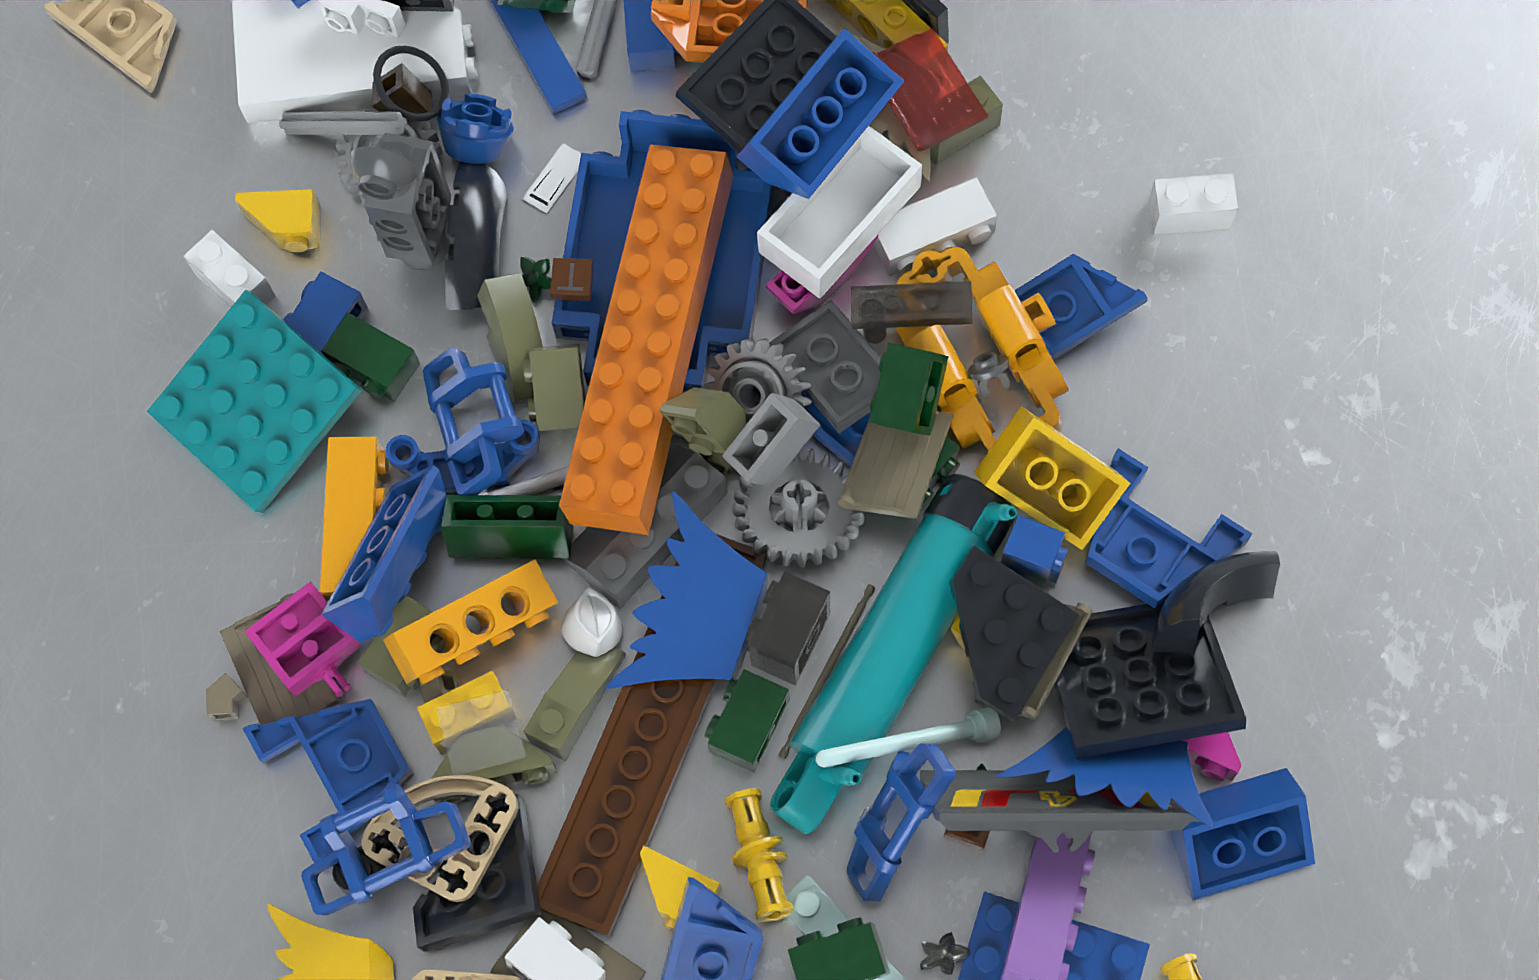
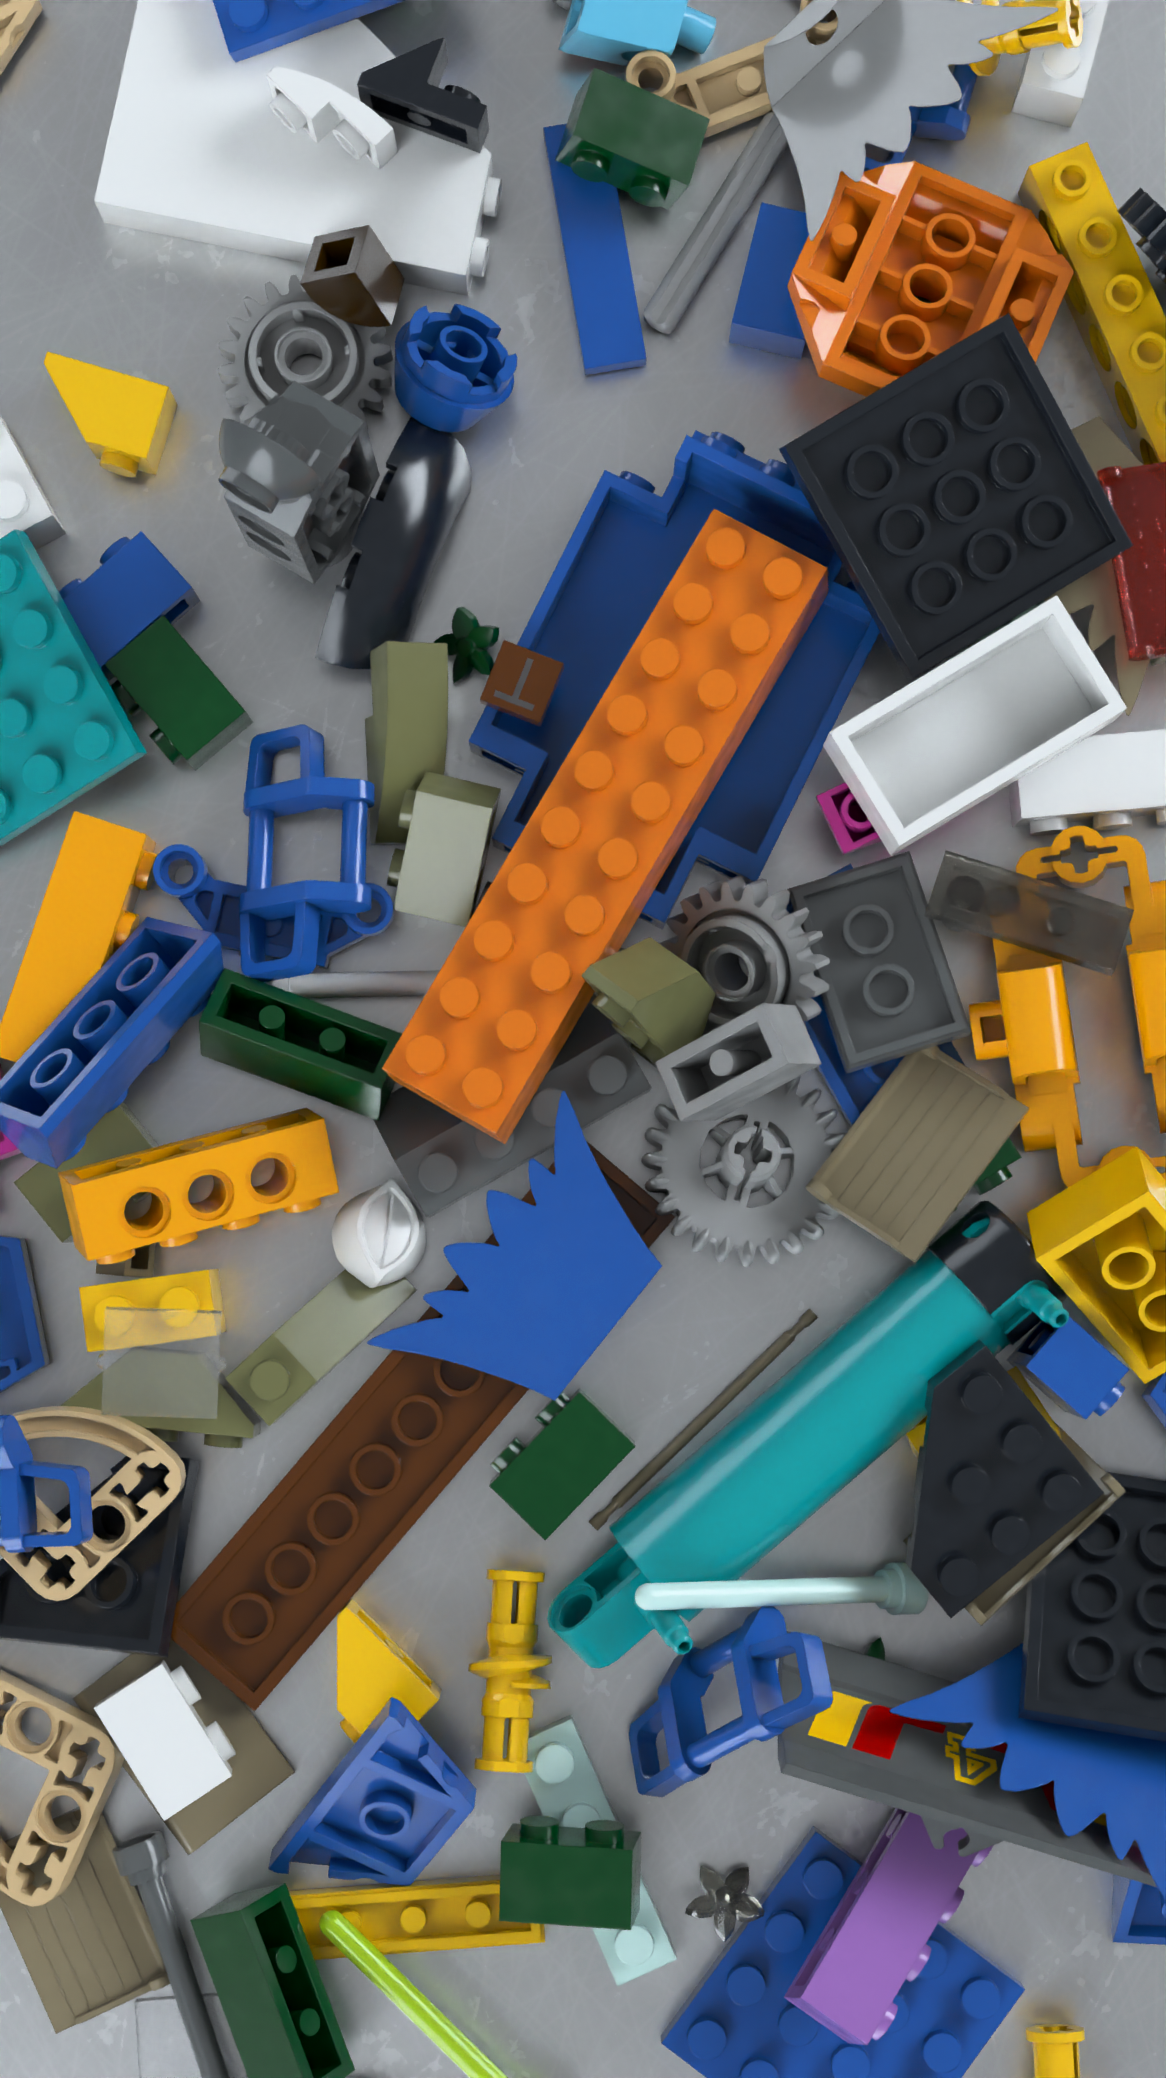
camera: 15 degrees right, 15 degrees up
(343, 123) = (249, 290): light grey axle -> none
(426, 57) = (319, 267): black tyre -> none
(553, 178) = (552, 484): white sticker -> none
(789, 627) = (666, 1353): clear smoke brick -> none
(821, 117) = (997, 573): blue slope -> none
(908, 389) = (974, 1057): dark green brick -> none
(987, 367) = (1109, 1062): dark grey plate -> none

